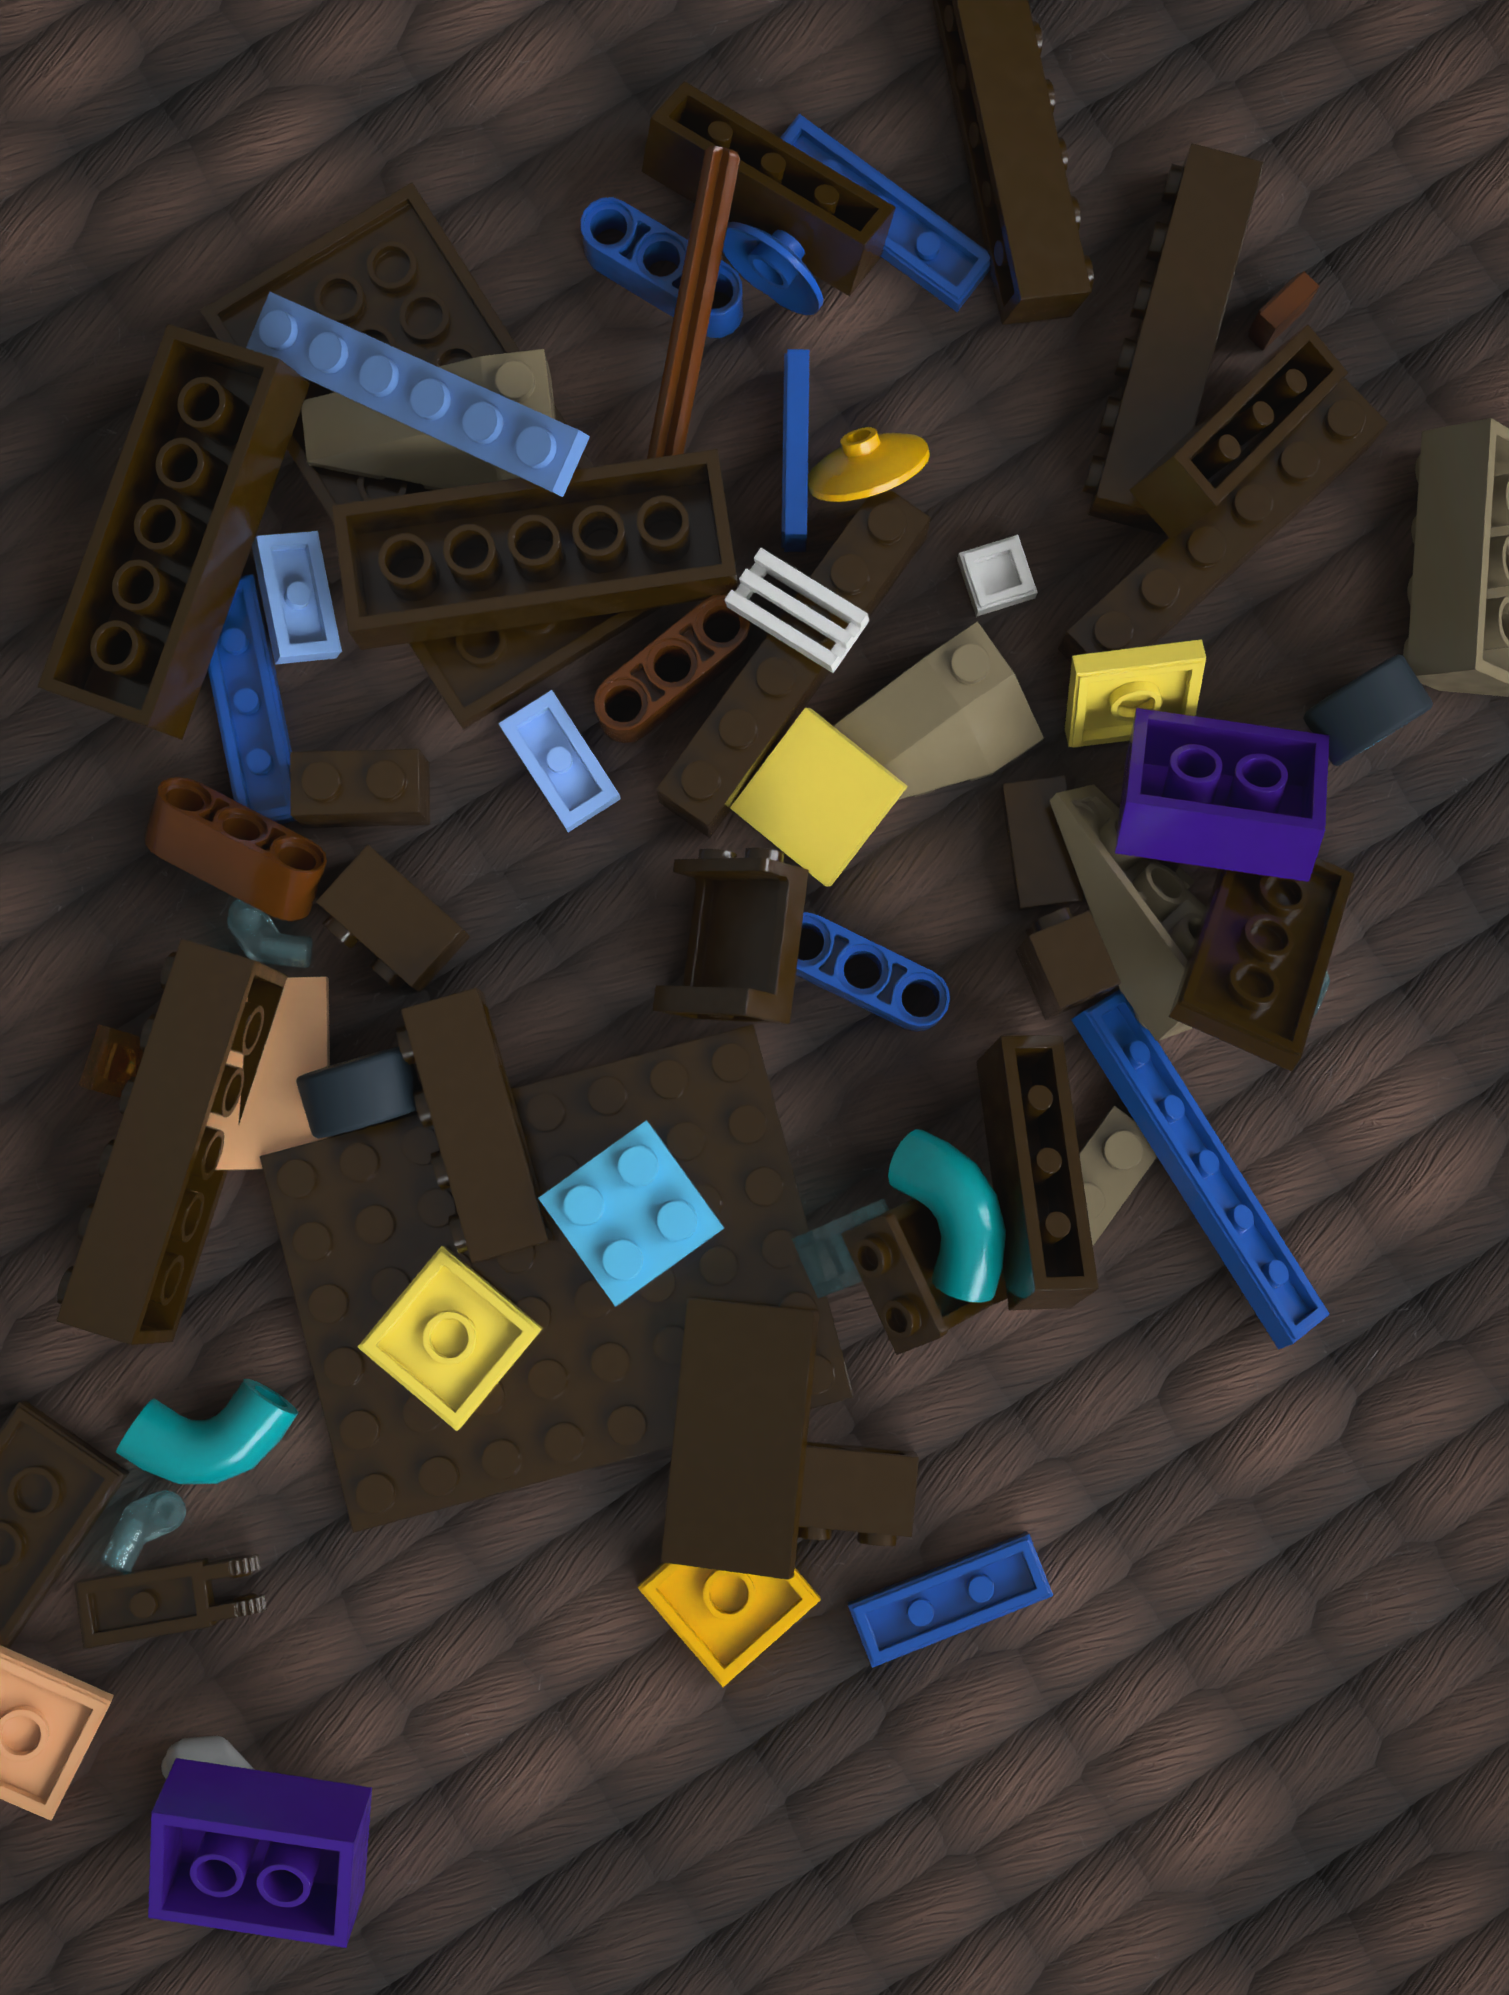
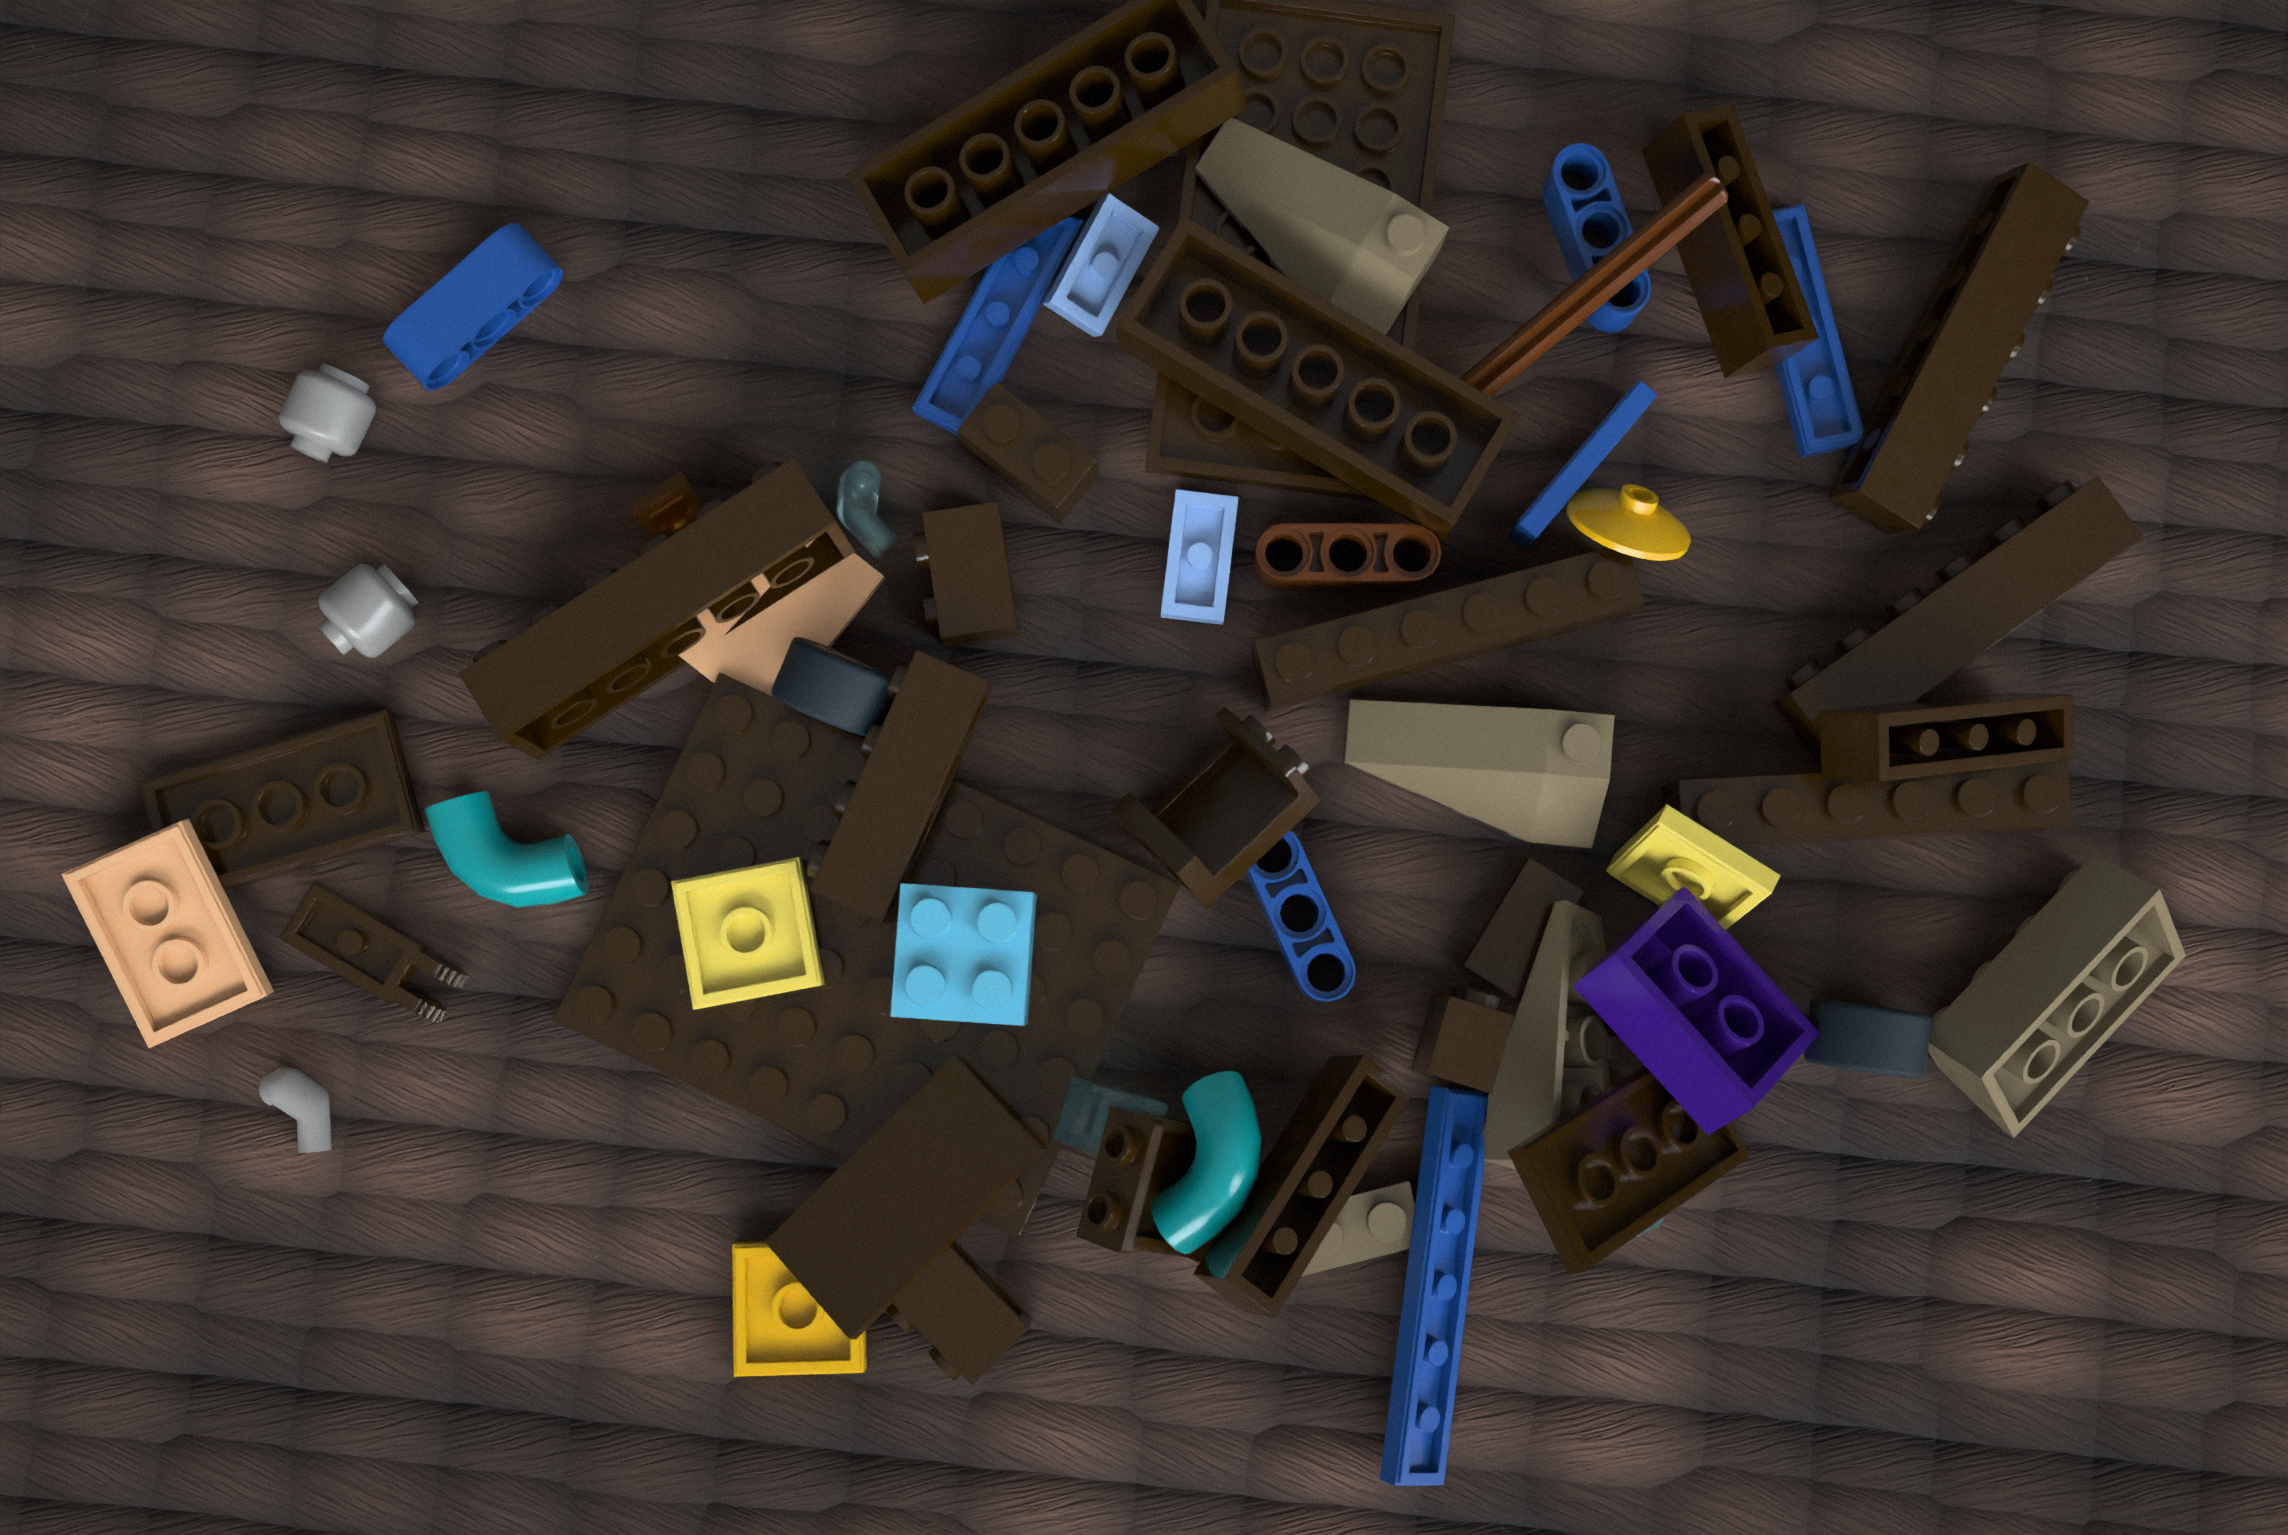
camera: 35 degrees right, 0 degrees up
(142, 1523) = (401, 879): clear light blue arm -> none
(235, 848) = (894, 421): reddish brown beam -> none
(259, 1852) = (279, 1206): dark purple brick -> none
(420, 394) = (1323, 186): medium blue plate -> none
(753, 581) = (1463, 542): white tile -> none
(773, 266) = (1683, 307): blue dish -> none
(818, 797) = (1376, 749): light yellow tile -> none
(950, 1599) = (964, 1456): blue tile -> none
(997, 575) = (1660, 690): white tile -> none
(1282, 310) = (2062, 666): reddish brown tile -> none

